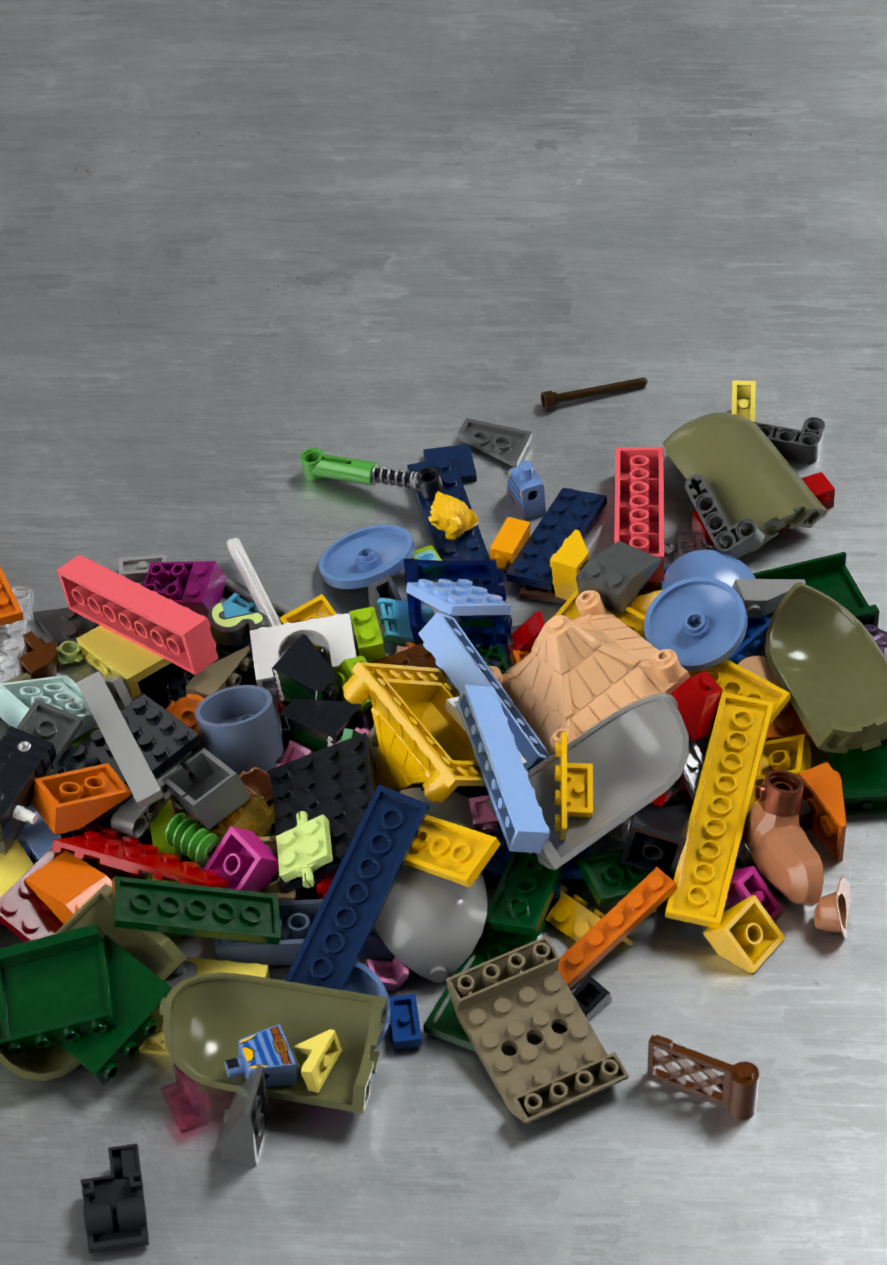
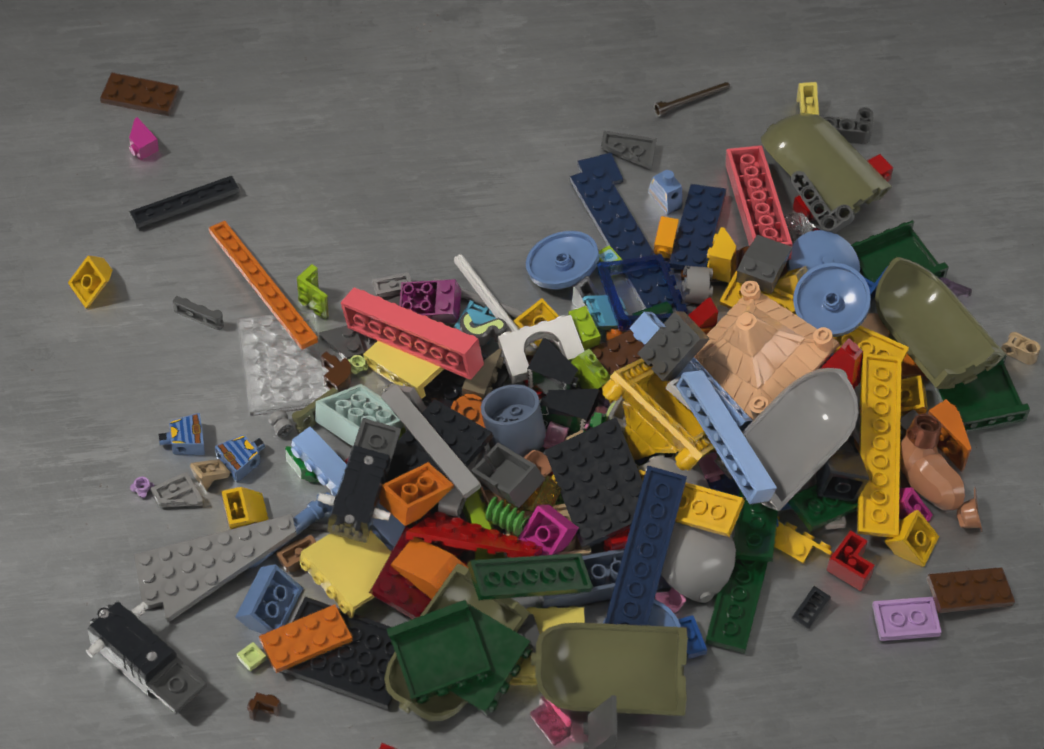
camera: 15 degrees left, 10 degrees up
(35, 561) = (310, 294): none -> lime bracket
(268, 1050) = (608, 681): torso -> none
(304, 849) = (595, 516): yellowish green plate -> none
(317, 1058) = (644, 678): light yellow slope -> none
(320, 465) = (503, 183): piece -> none
(452, 516) = (620, 220): yellow hair -> none
(458, 597) = (648, 292): light blue plate -> none
(462, 652) = (673, 346): none -> dark grey piece
(525, 996) = (775, 610): dark tan slope -> none
(533, 596) = (696, 284): none -> light grey brick
(575, 788) = (778, 443): yellow bracket -> none
(615, 926) = (819, 551): orange plate -> none
(646, 951) = (848, 562): none -> red brick
(713, 1031) = (906, 618): none -> lavender plate
(738, 1084) = (938, 659): reddish brown piece -> none
(763, 595) = (867, 262): light grey slope -> none
(808, 1007) = (970, 590): none -> reddish brown plate

